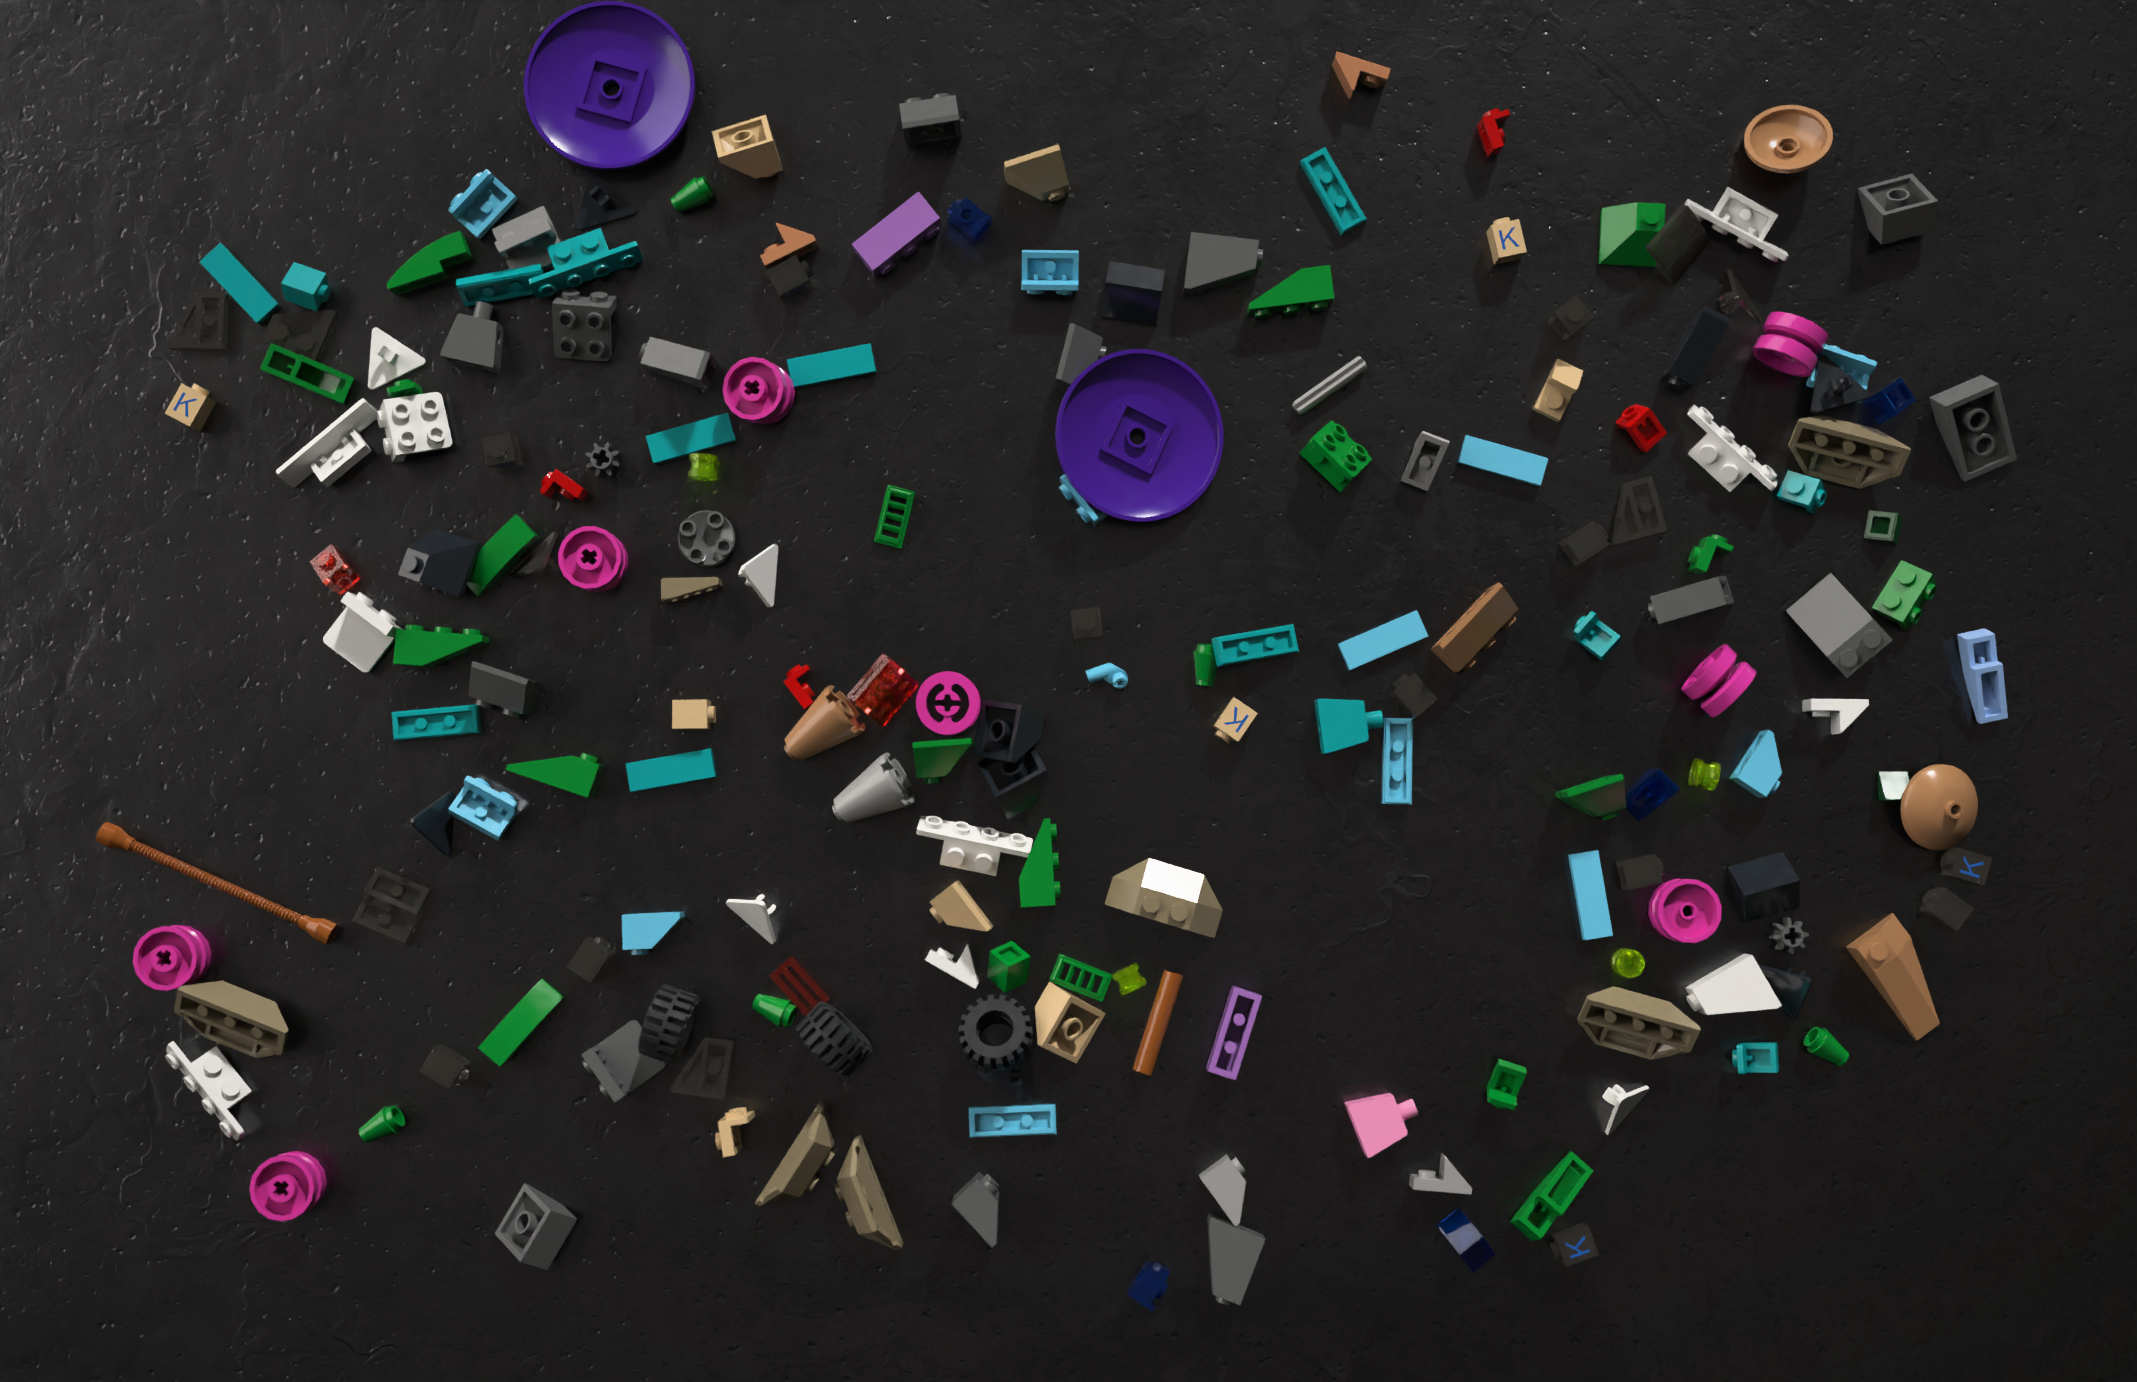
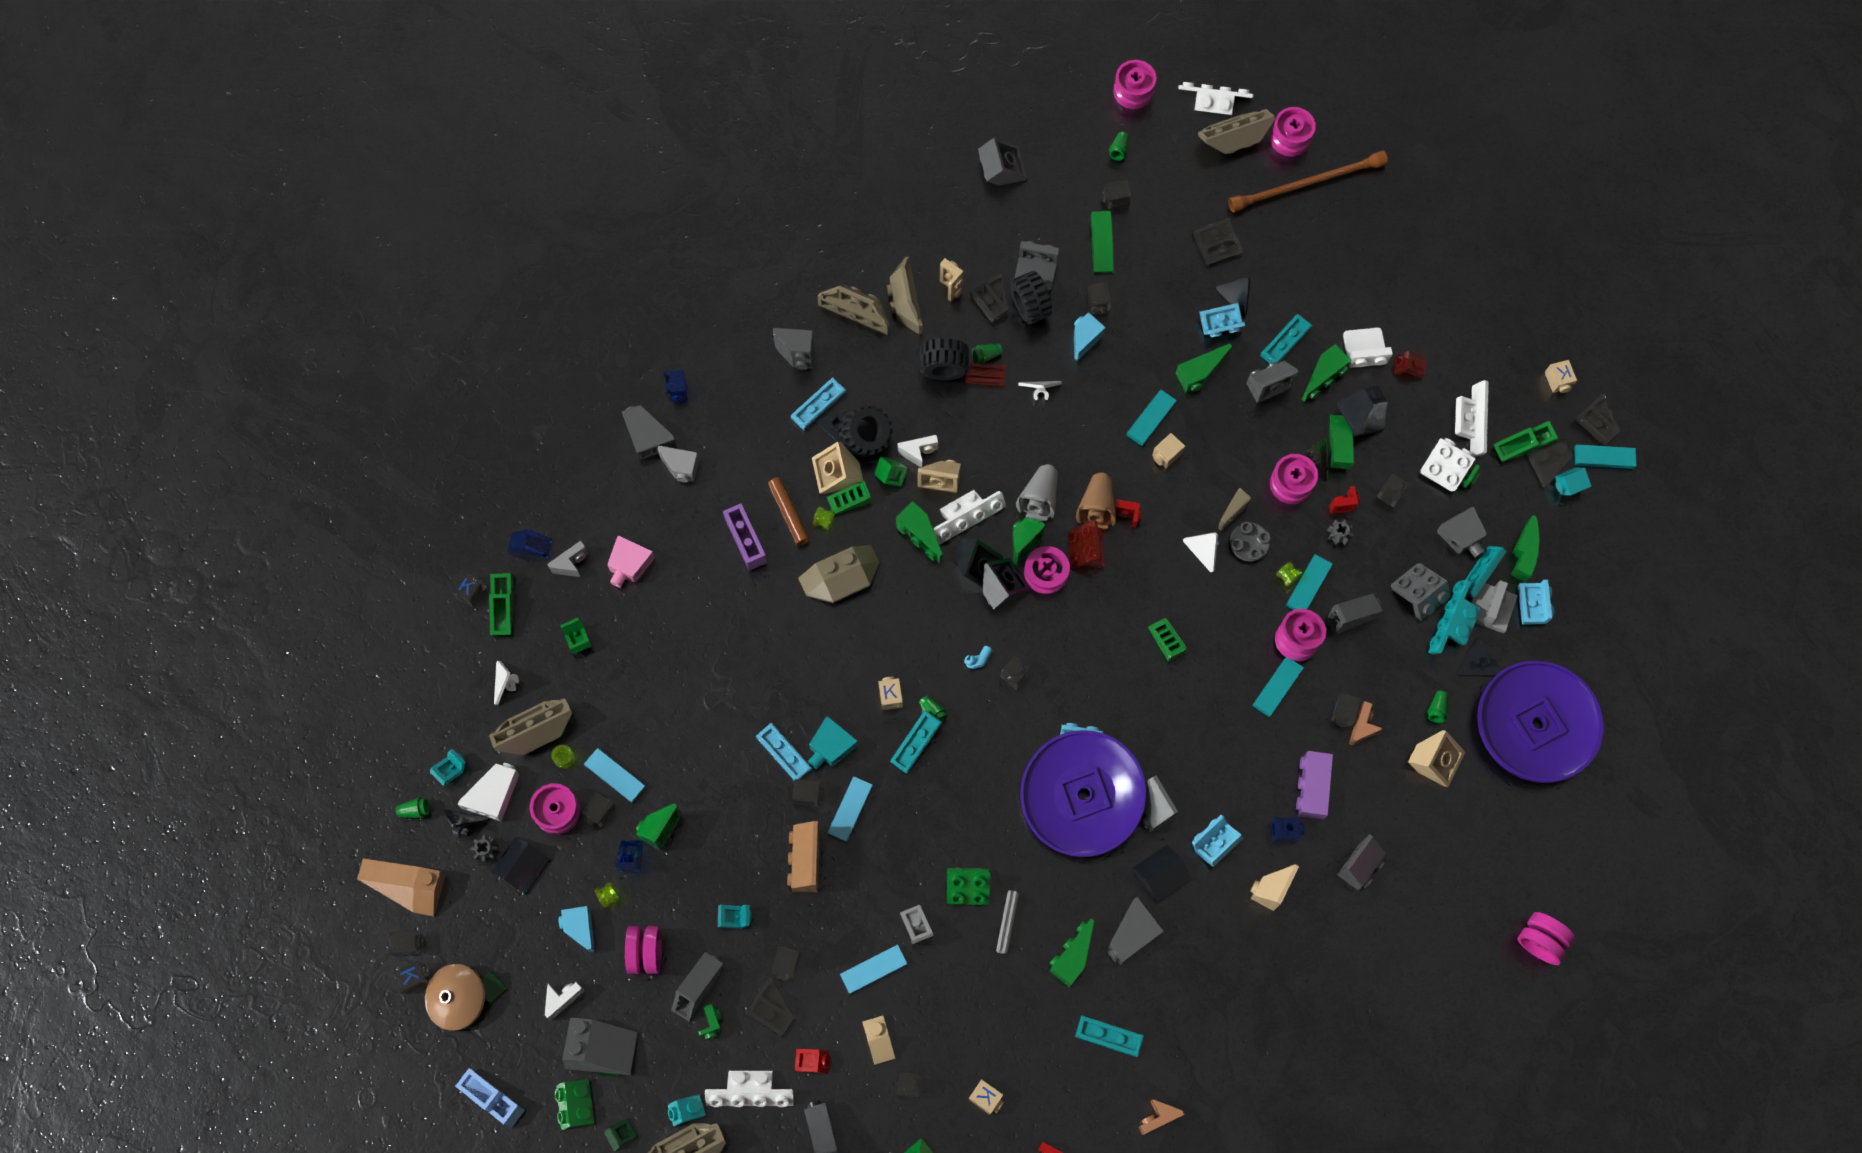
camera: 140 degrees right, 15 degrees down
(389, 359) = (1495, 487): white piece -> none

